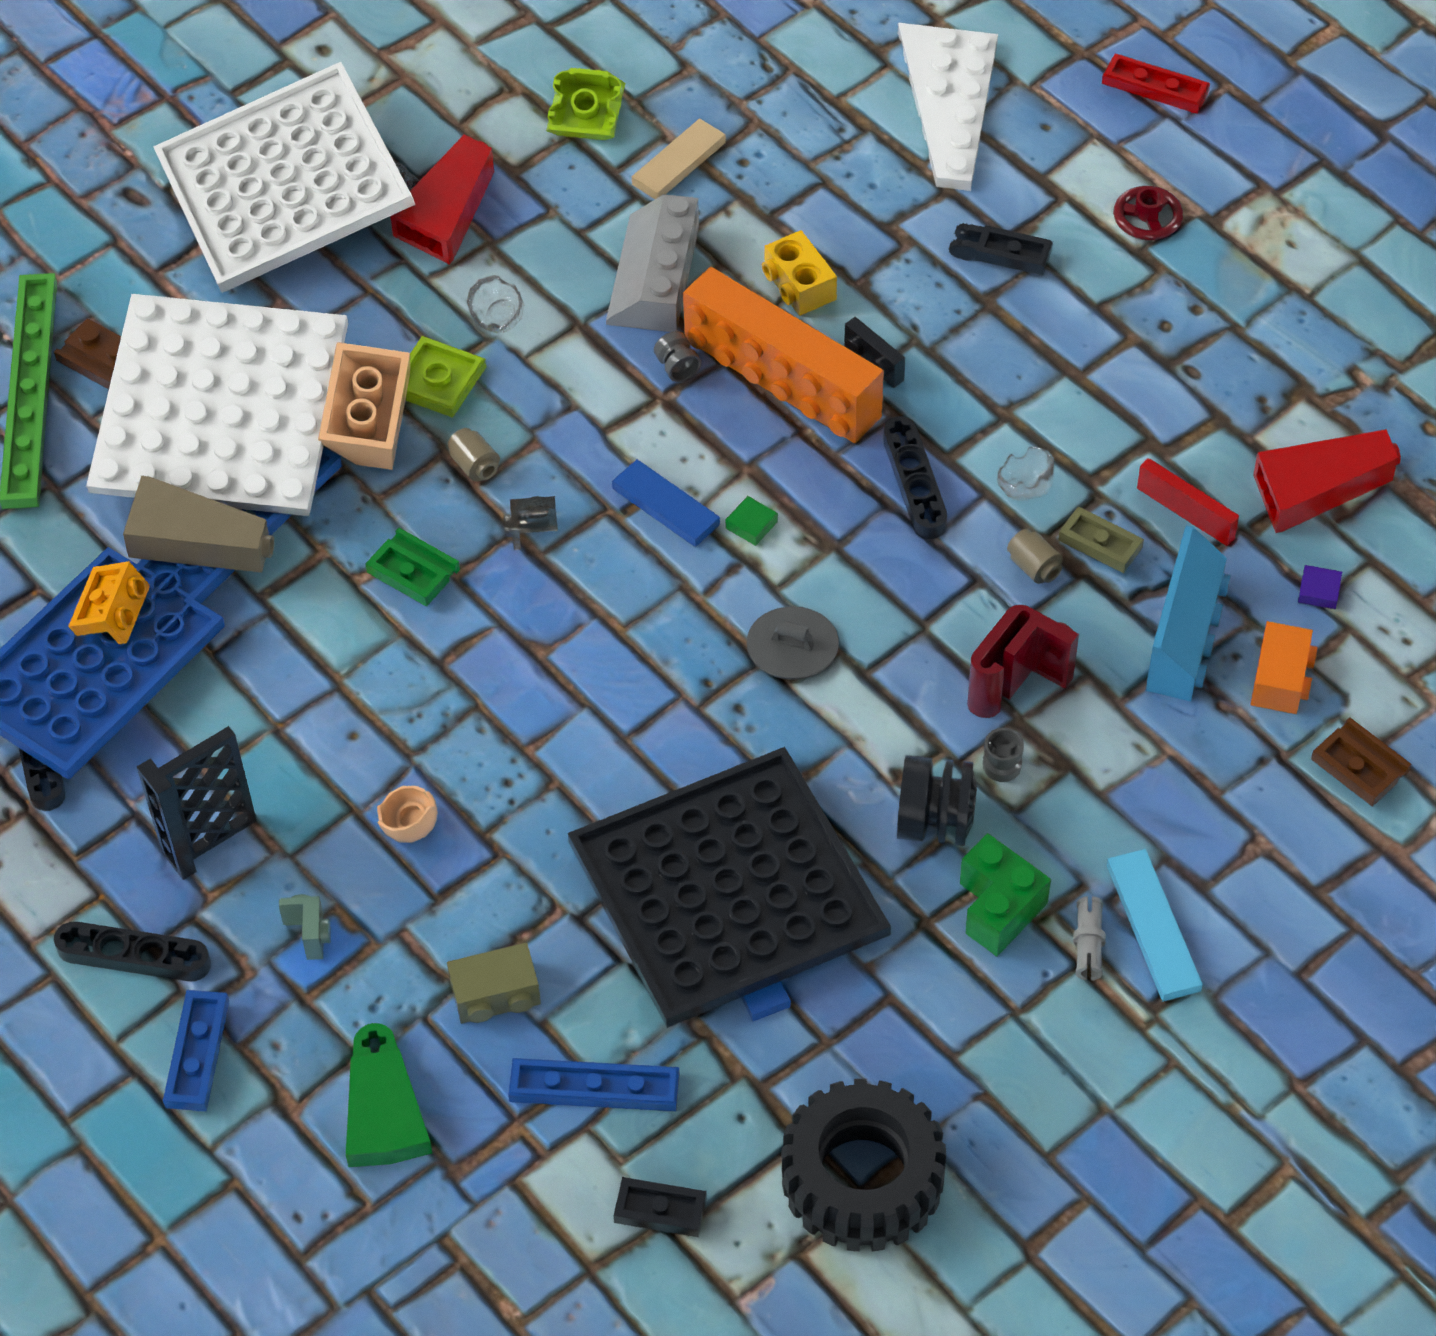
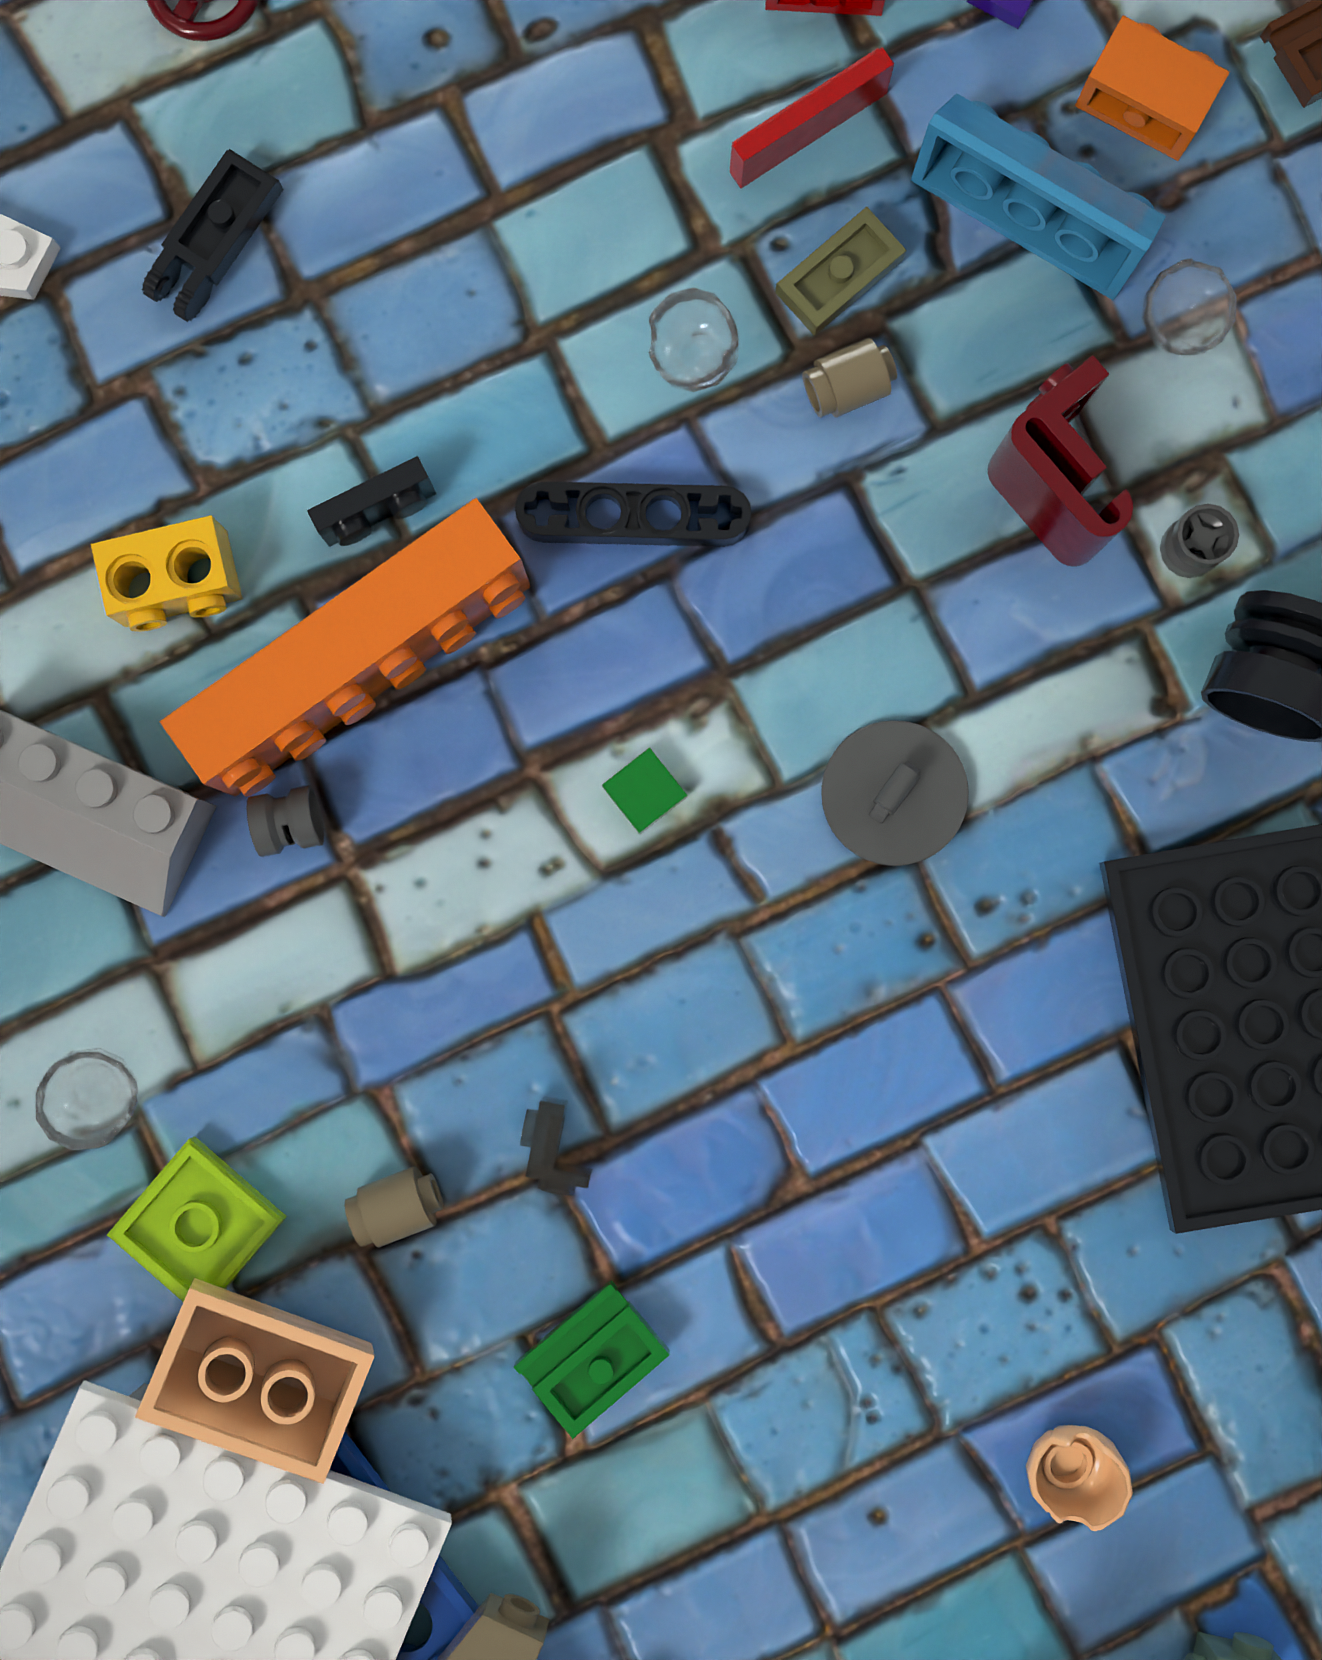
camera: 75 degrees left, 30 degrees up
(666, 503) = (570, 916): blue tile -> none
(1146, 711) = (1189, 308): none -> clear hair

